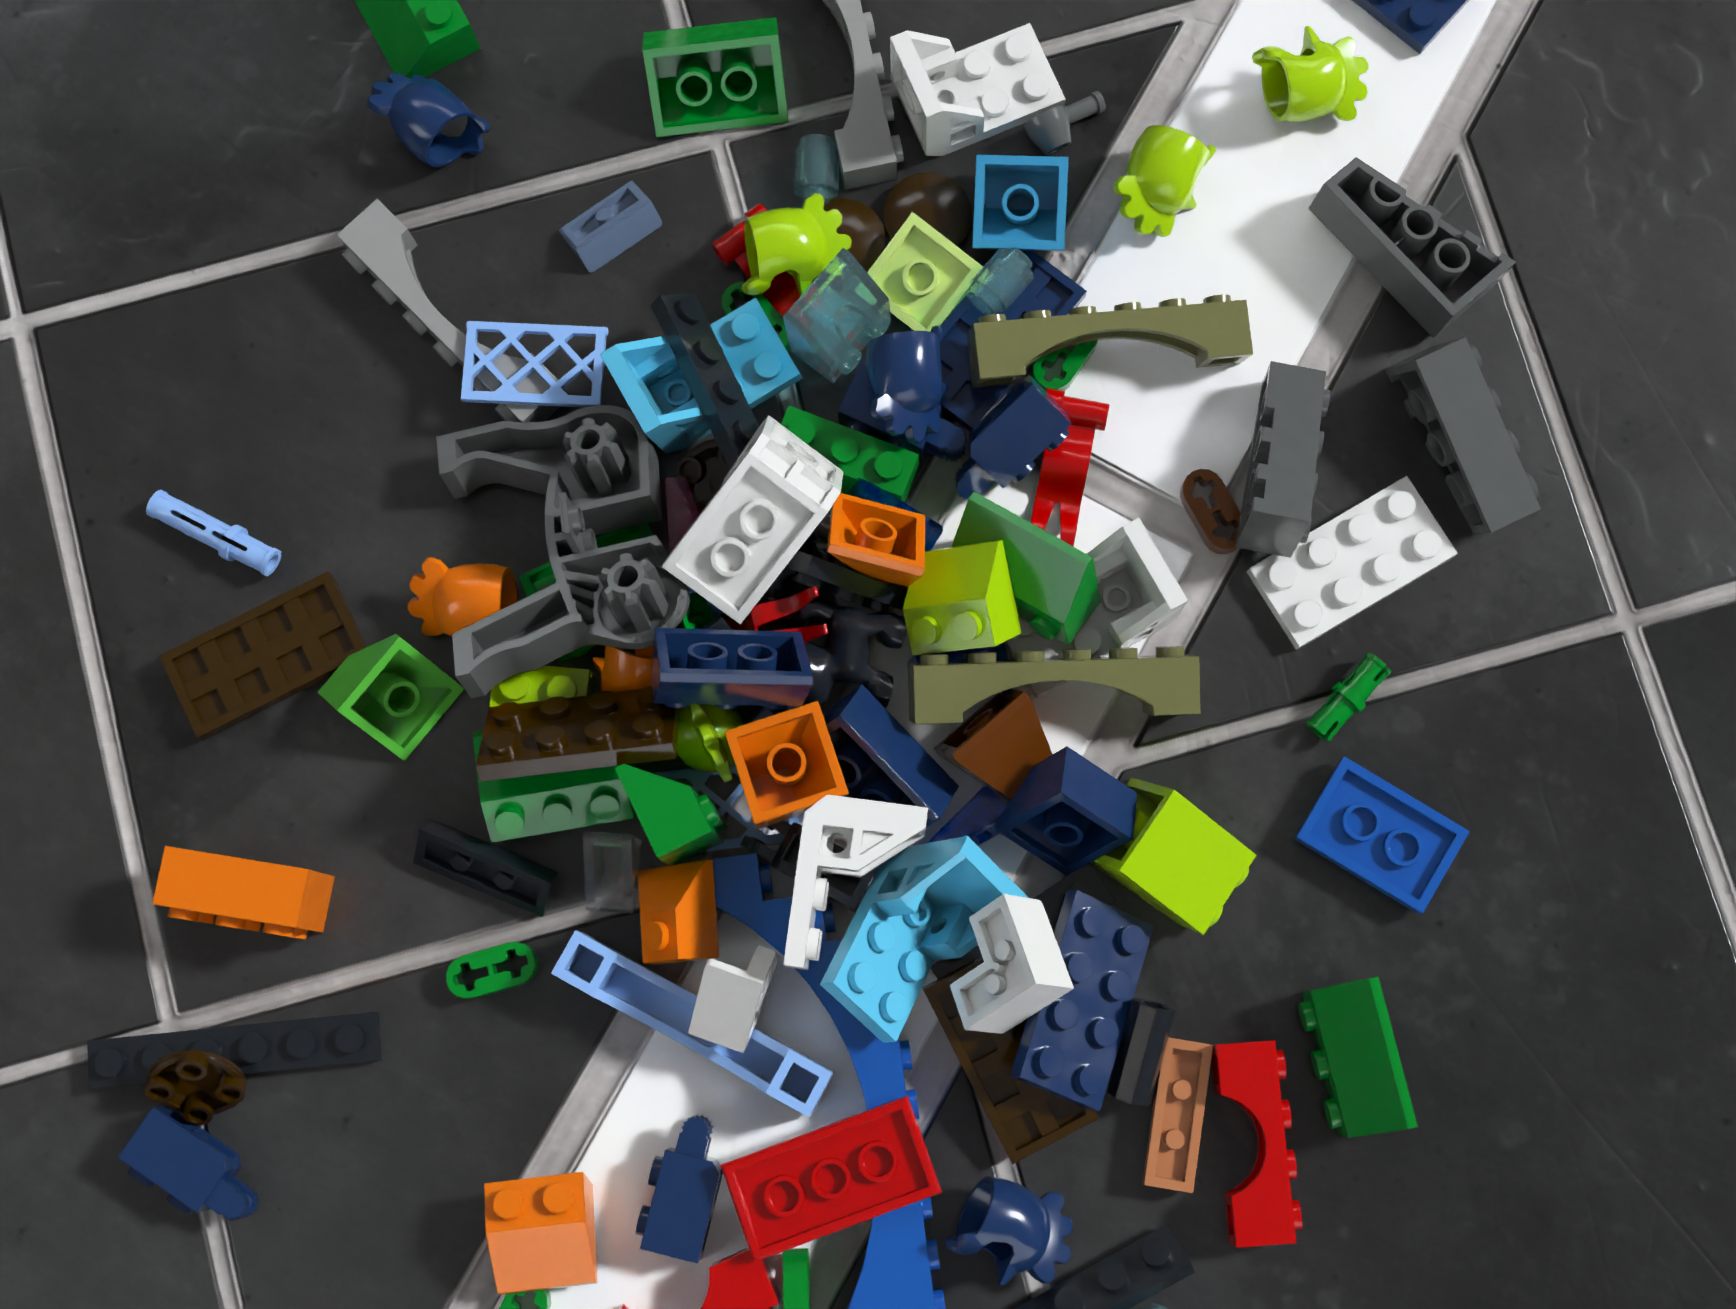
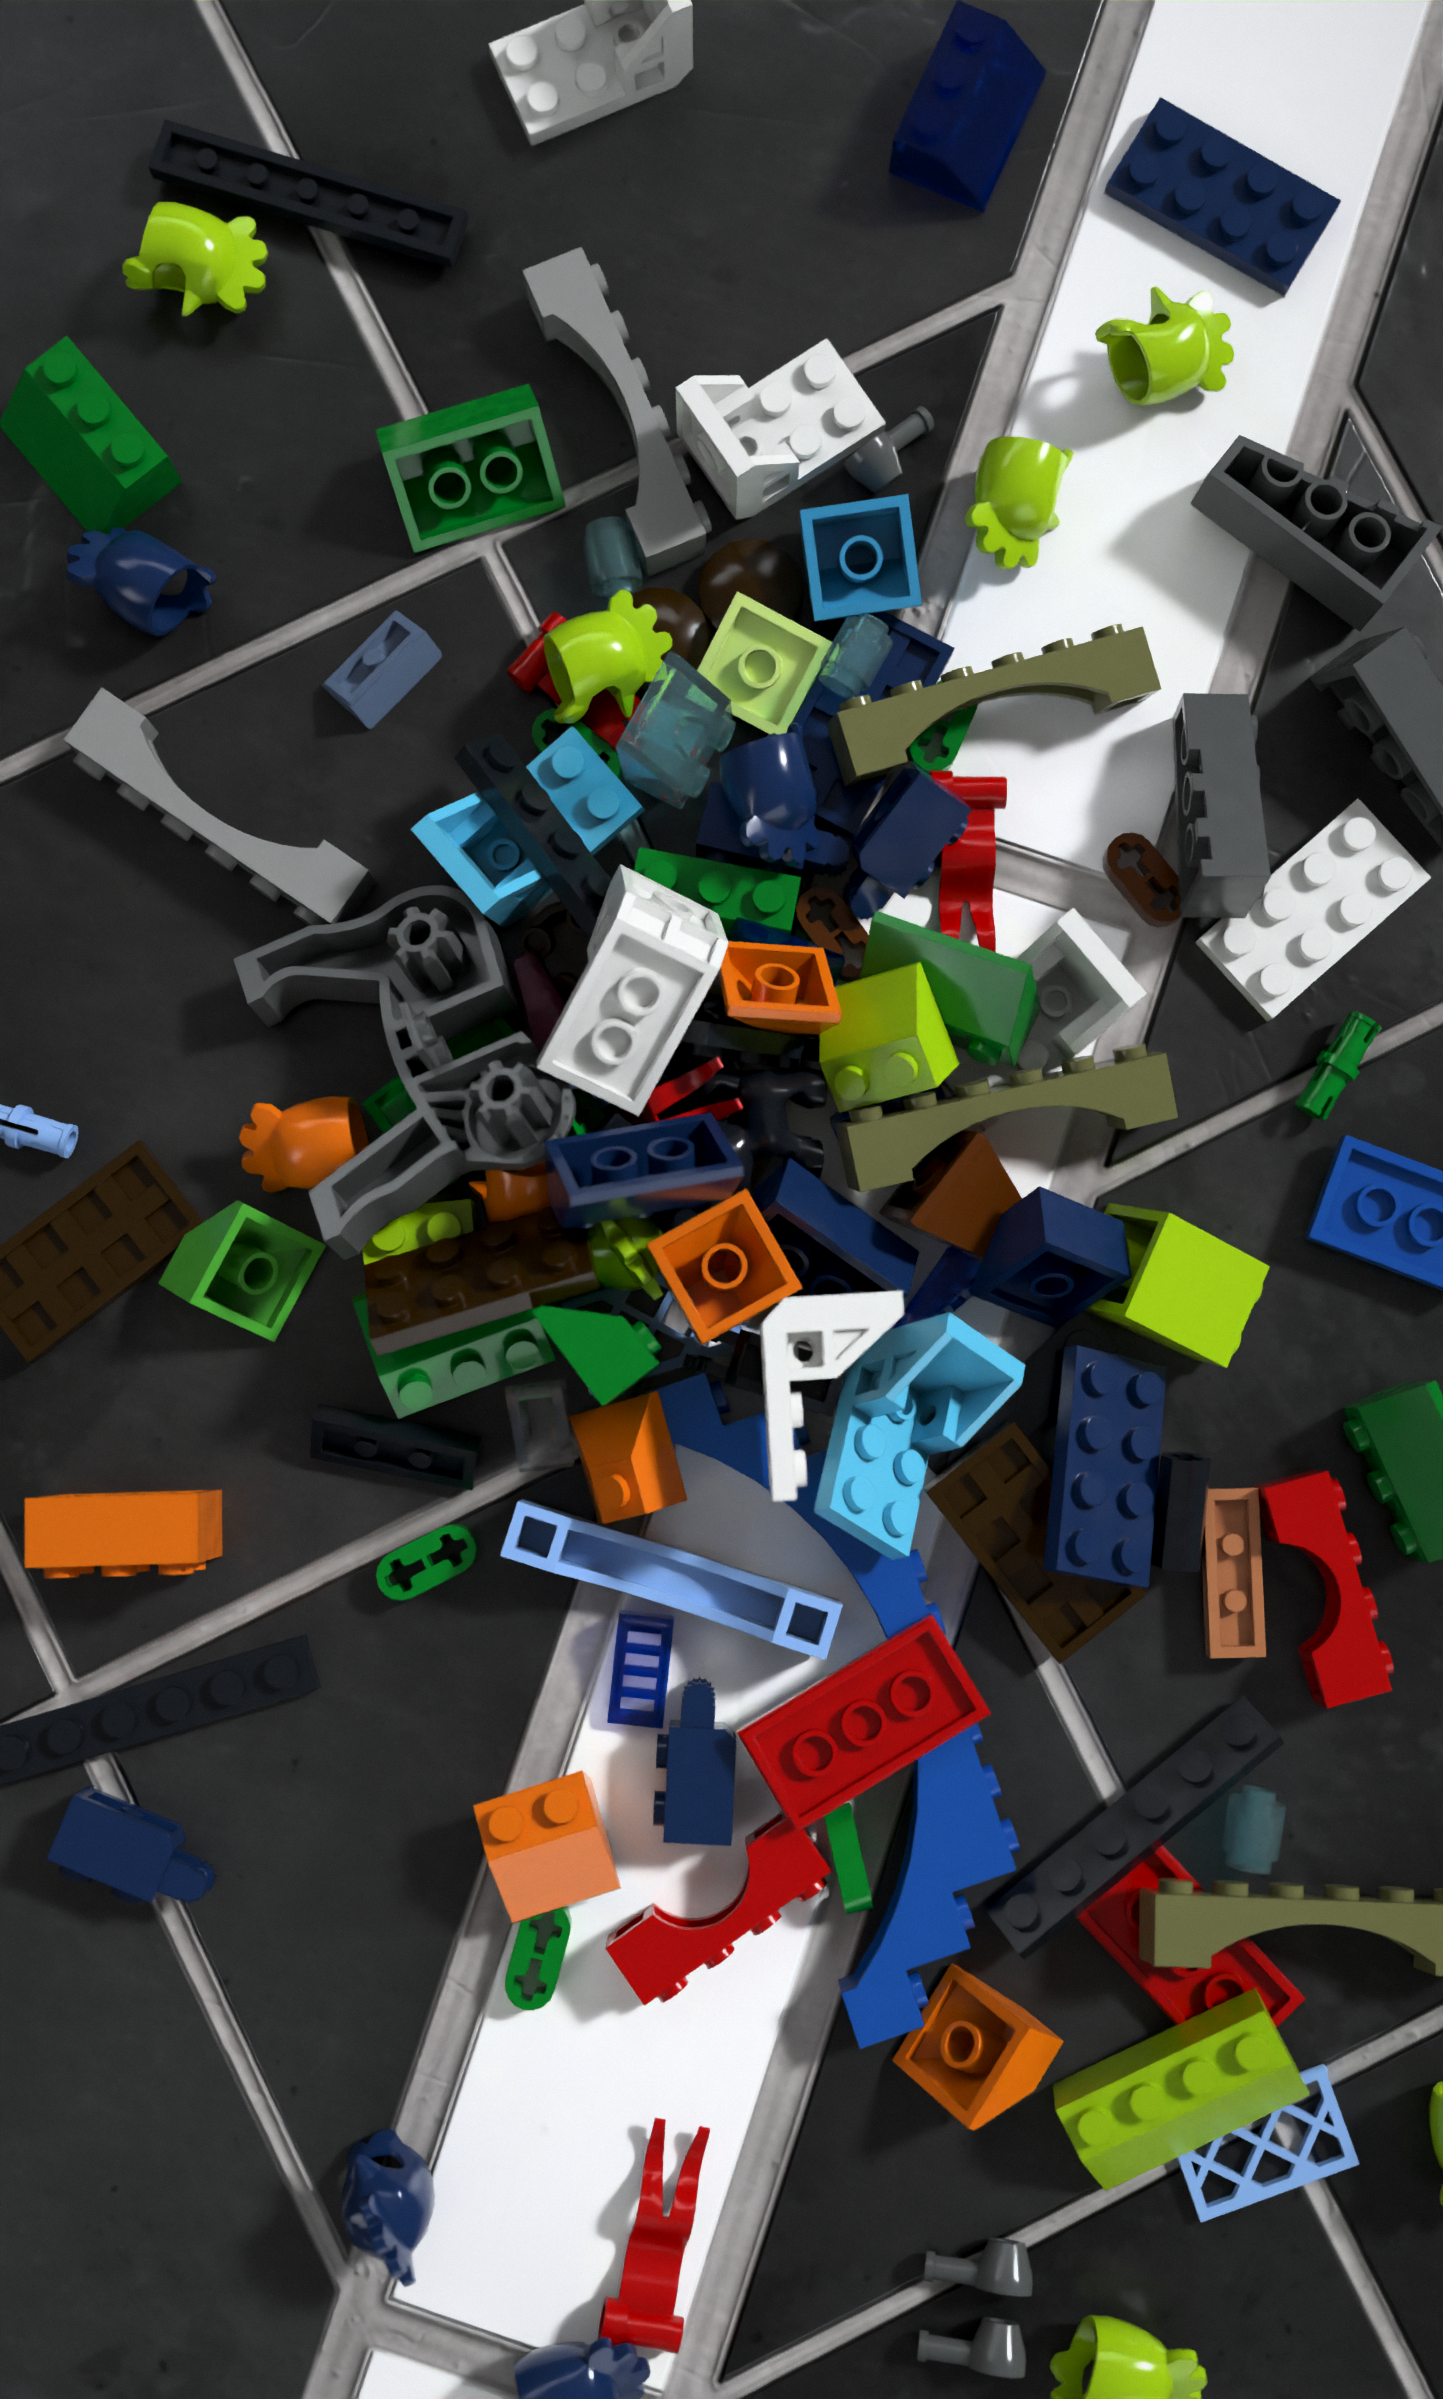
camera: 20 degrees left, 5 degrees up
(195, 1084) = (116, 1759): dark brown dish -> none
(555, 394) = (363, 884): light blue window -> none
(648, 1055) = (643, 1623): none -> clear blue slope
(733, 999) = (714, 1546): white panel -> none
(950, 498) = (842, 920): none -> reddish brown beam
(1014, 1228) = (1076, 1734): dark blue piece -> none
(1019, 968) = (1033, 1445): white panel -> none

